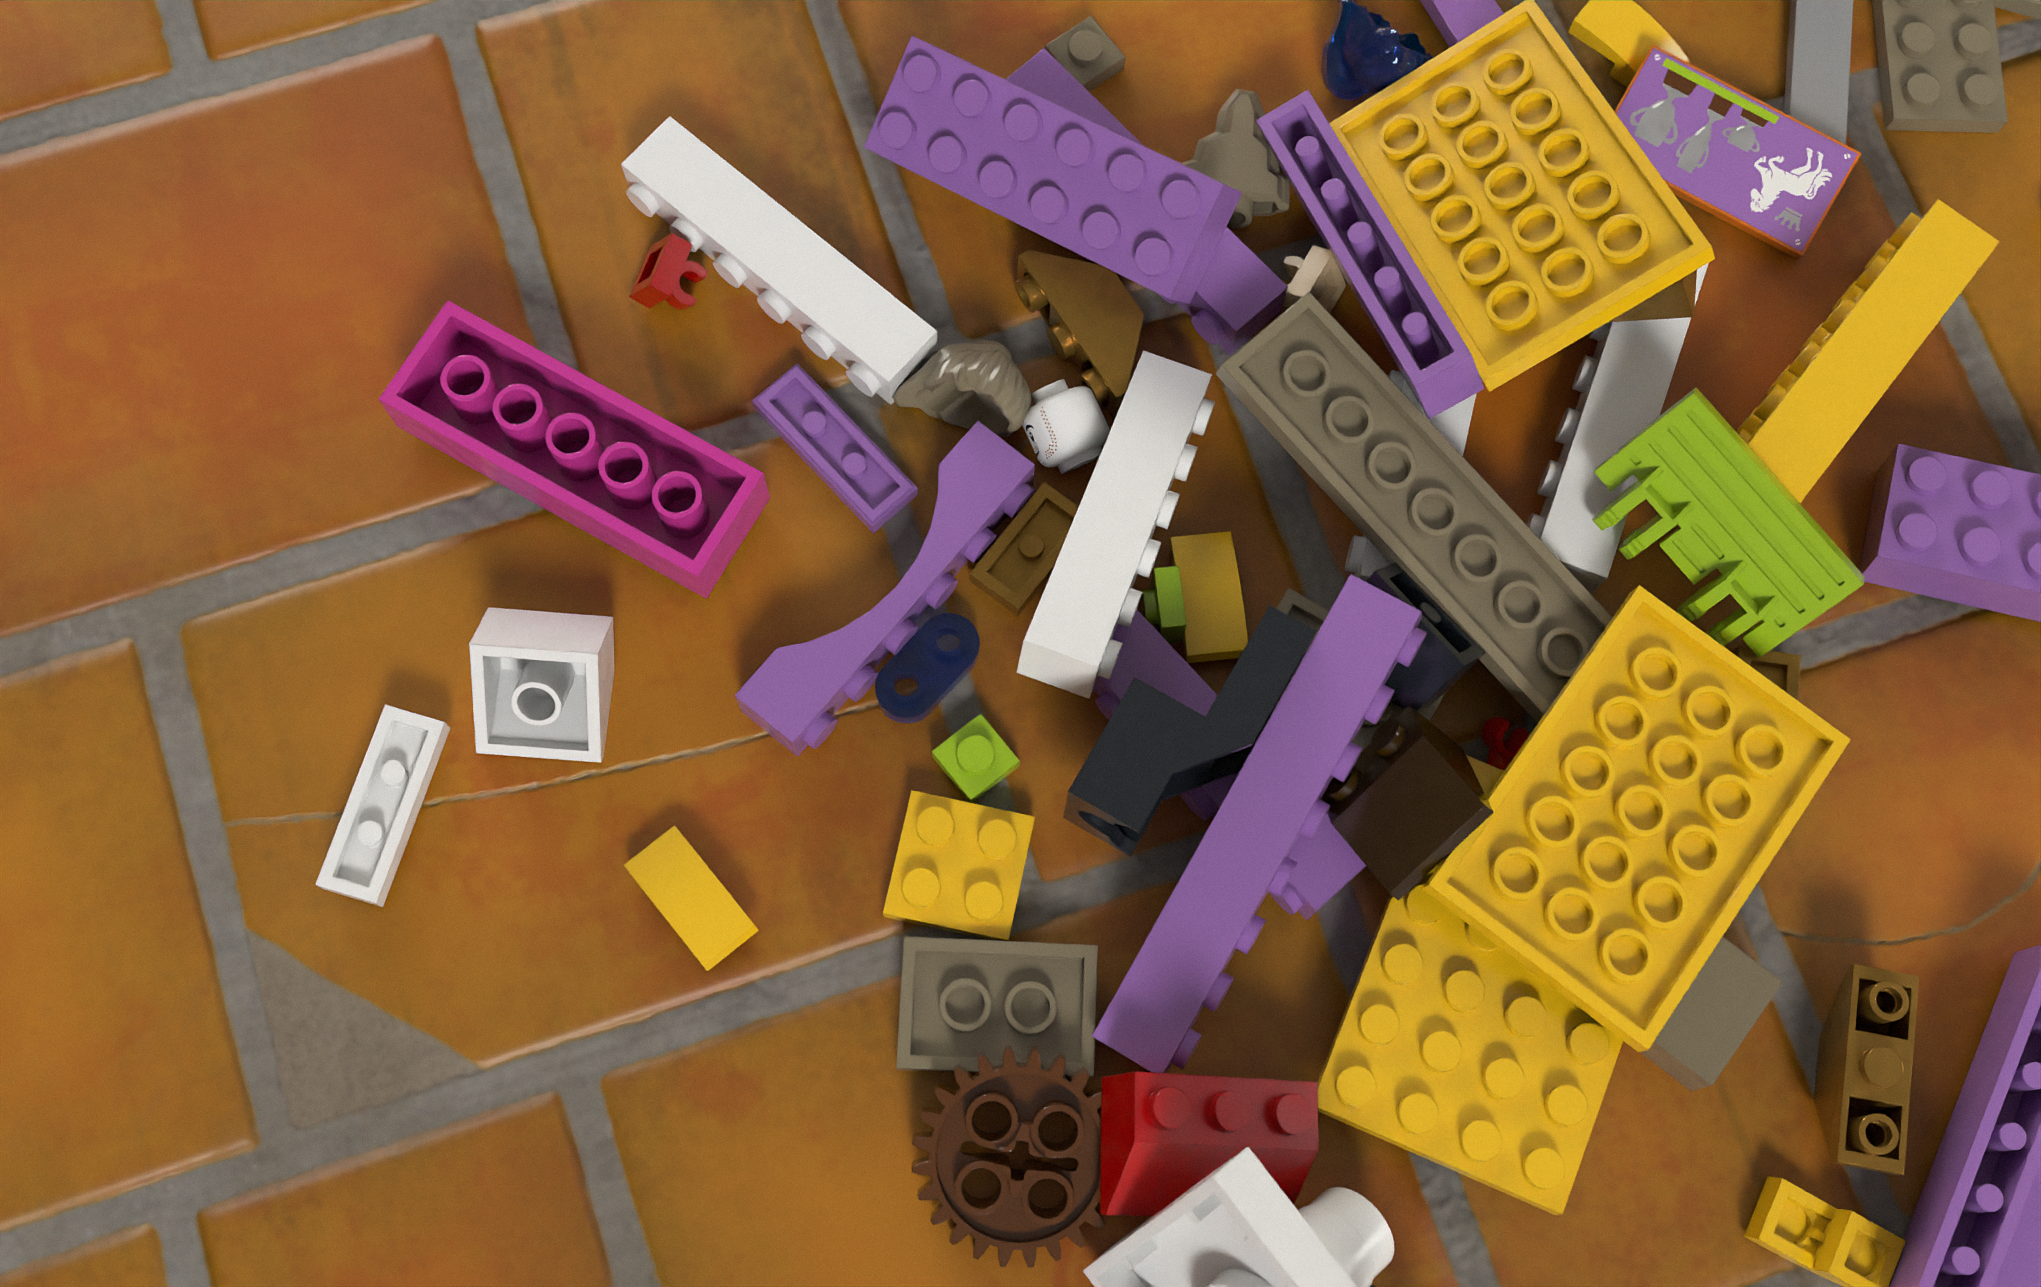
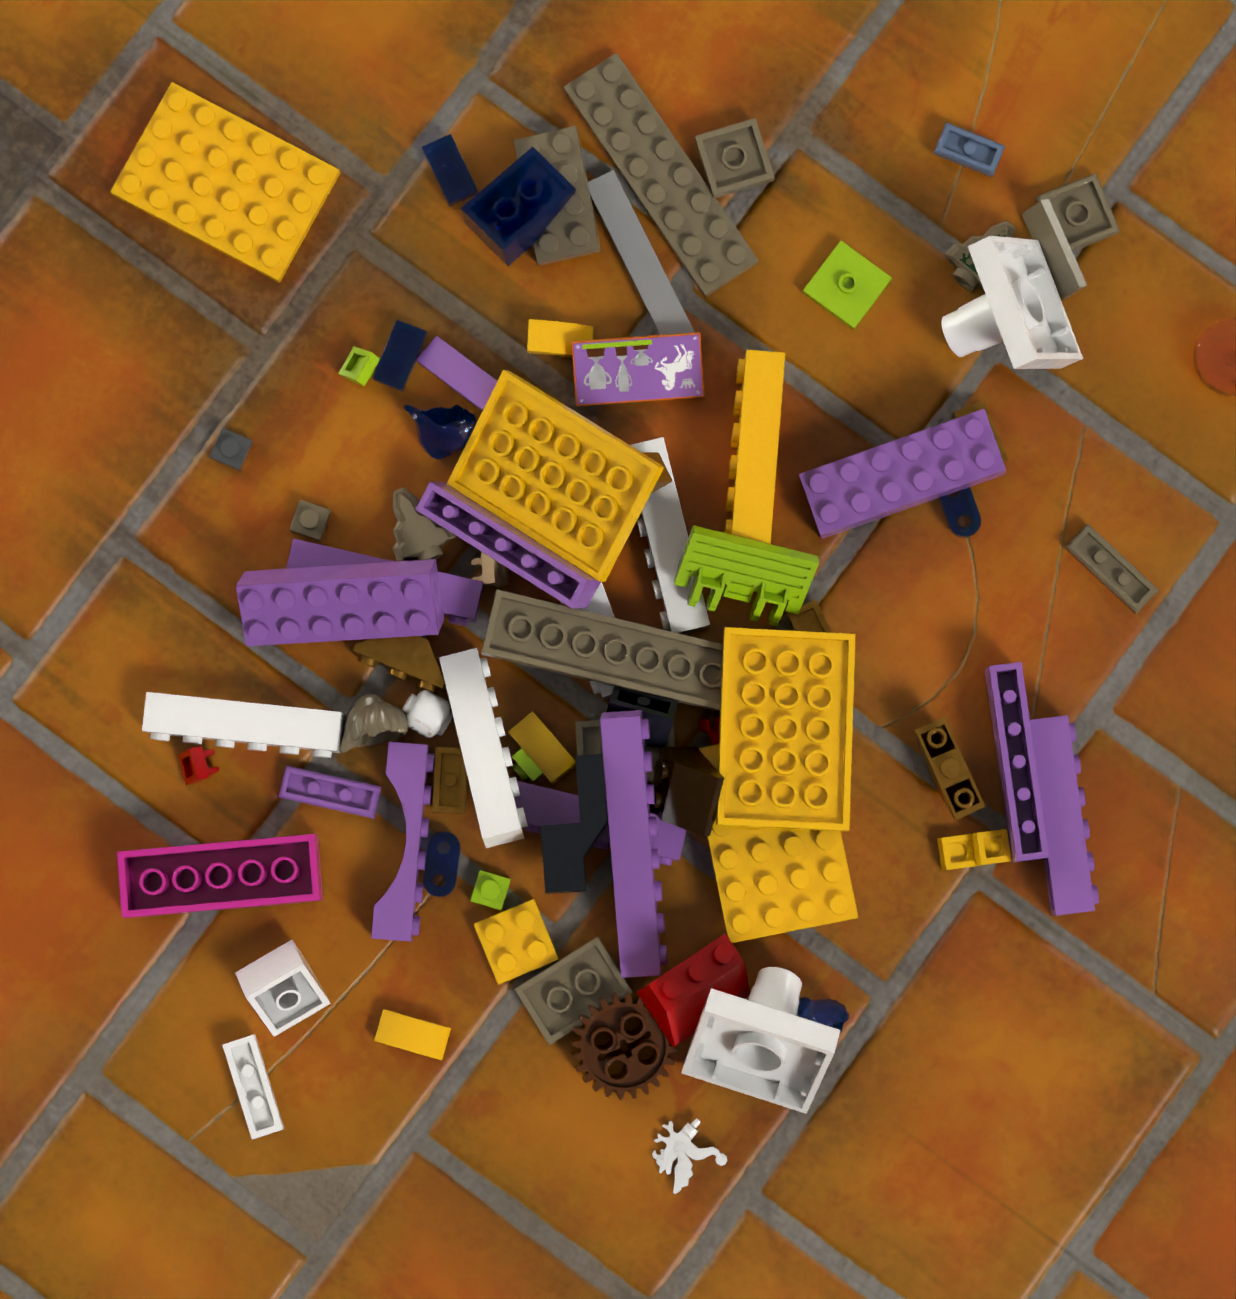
camera: 30 degrees left, 10 degrees up
(1713, 1017) = (870, 788): dark tan brick -> none

